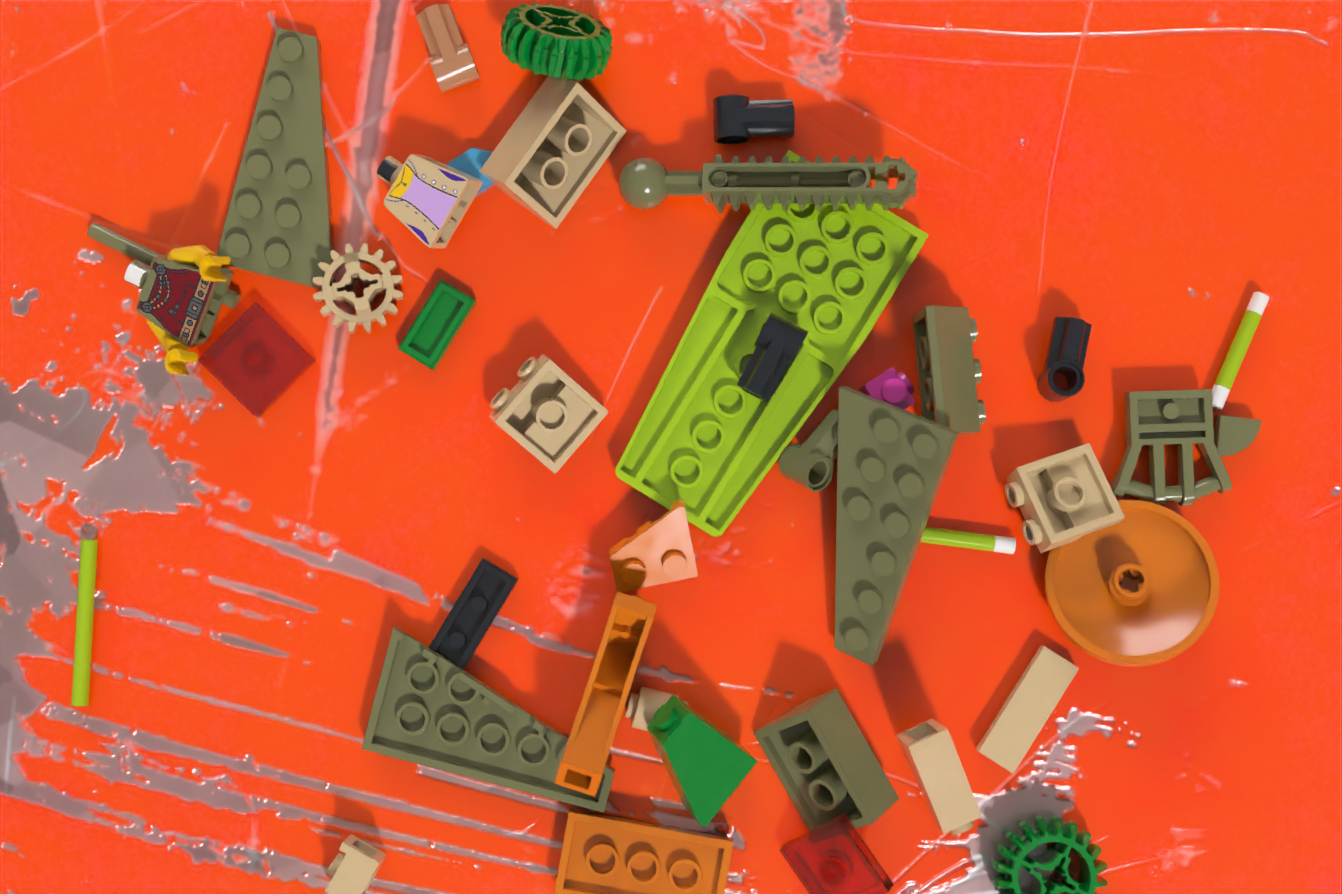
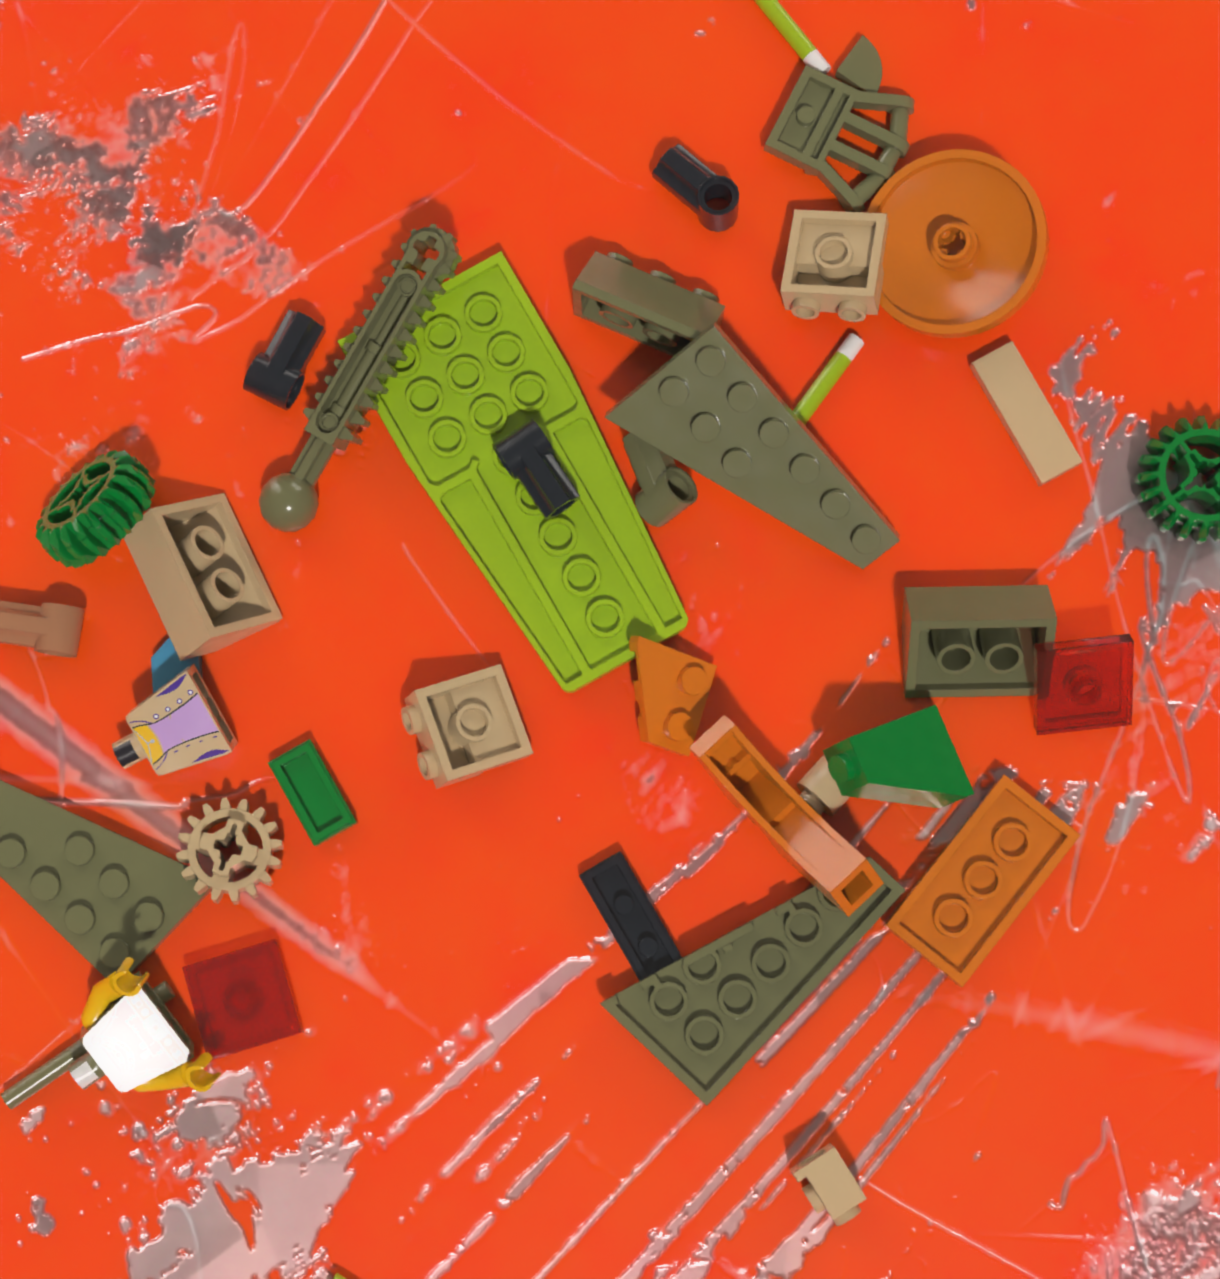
camera: 60 degrees left, 5 degrees down
(891, 388) = (633, 369): dark pink brick -> none
(940, 776) = (1046, 532): tan slope -> none

